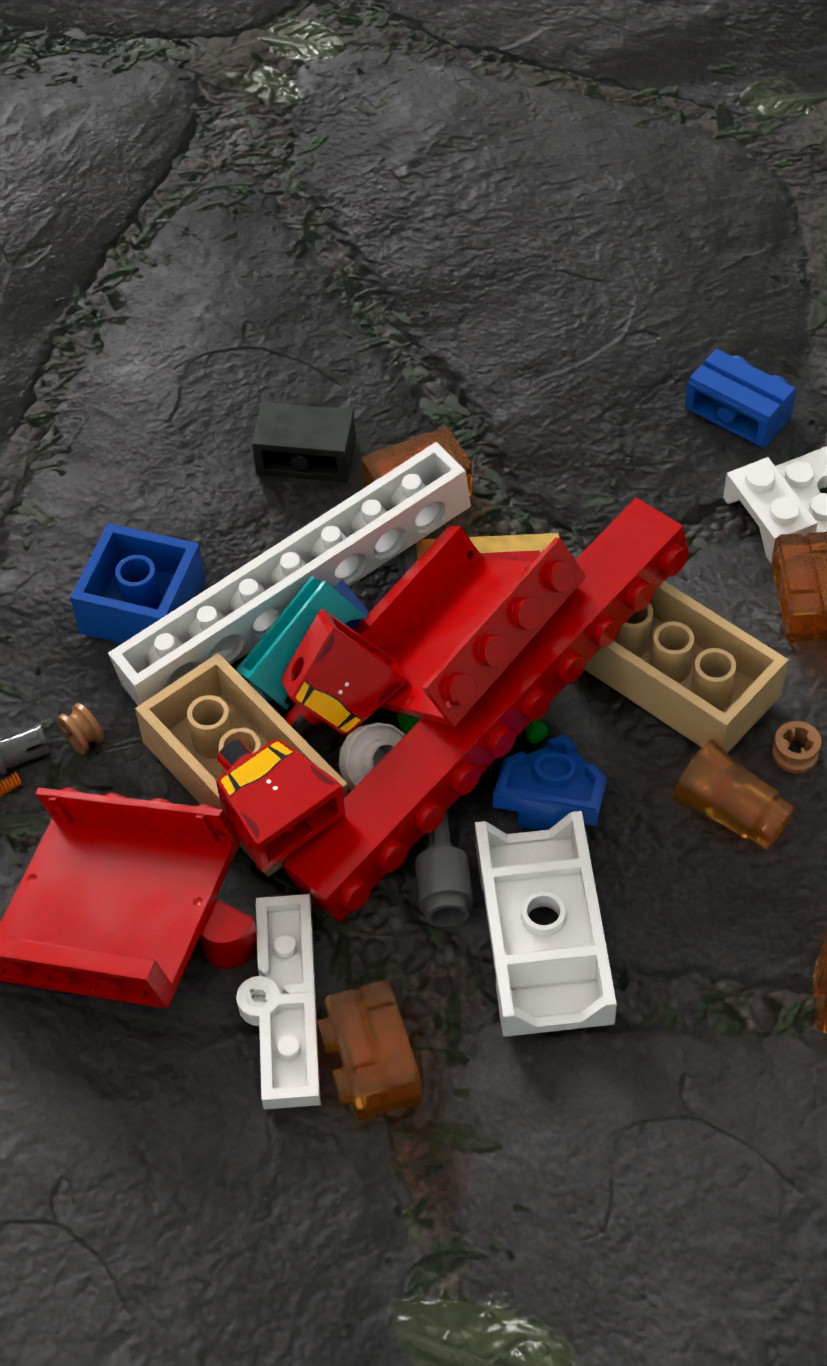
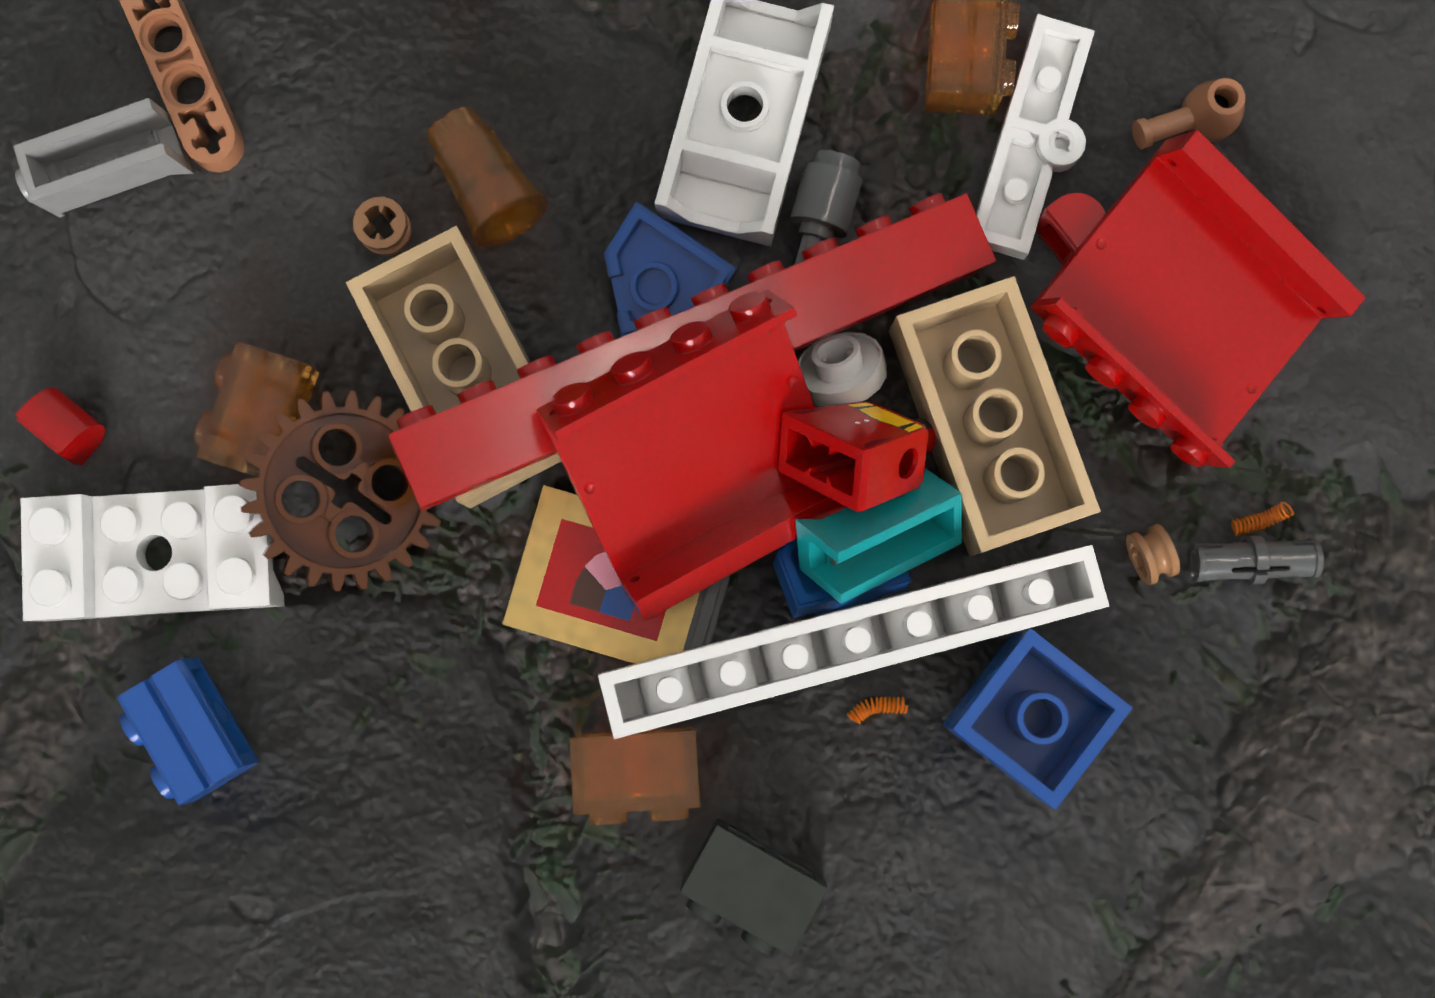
camera: 155 degrees left, 30 degrees up
(142, 1094) = (1197, 113): none -> nougat bar
(275, 799) = (993, 301): red torso -> none
(729, 536) = (312, 537): none -> reddish brown gear

